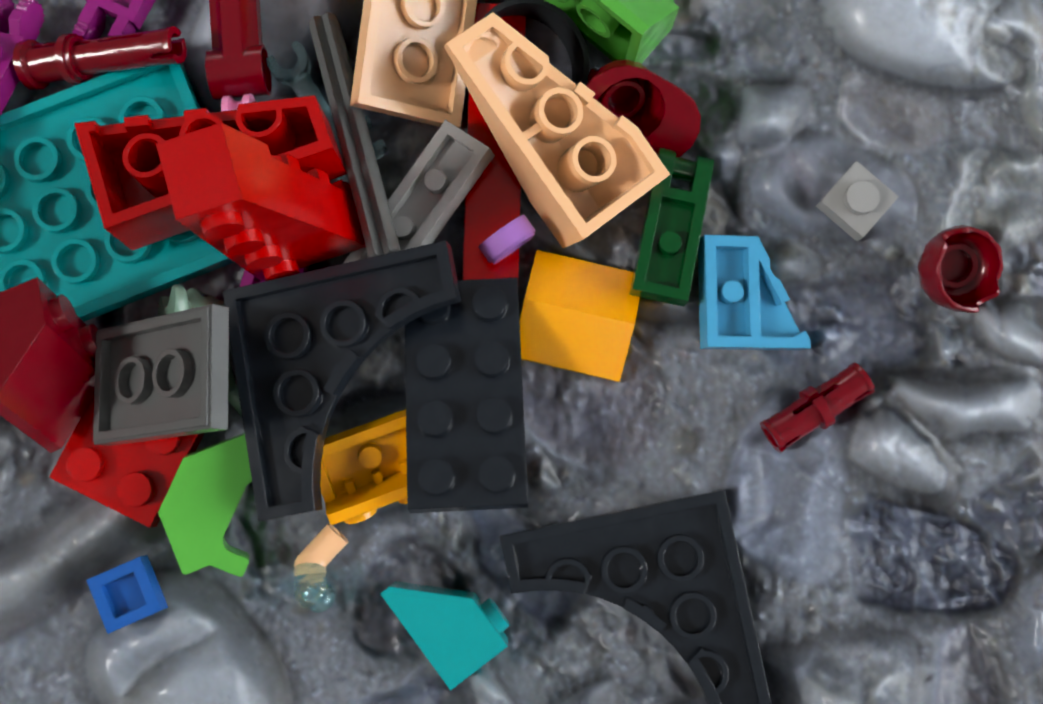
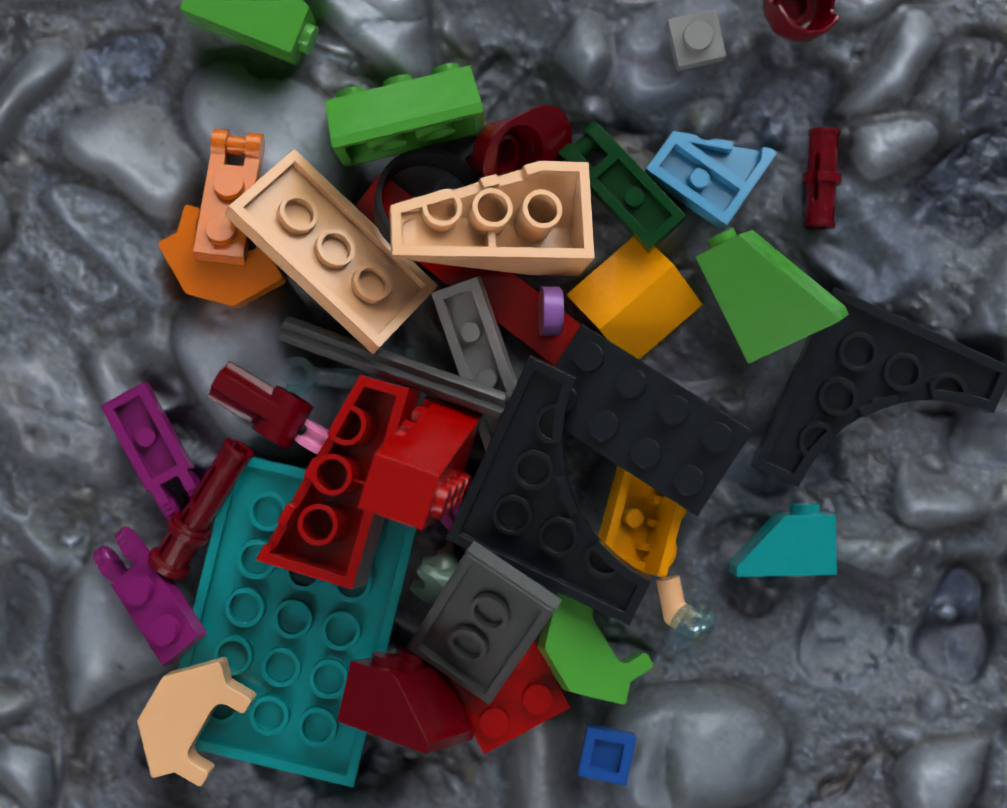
camera: 55 degrees left, 5 degrees up
(669, 427) = (765, 294): none -> bright green slope

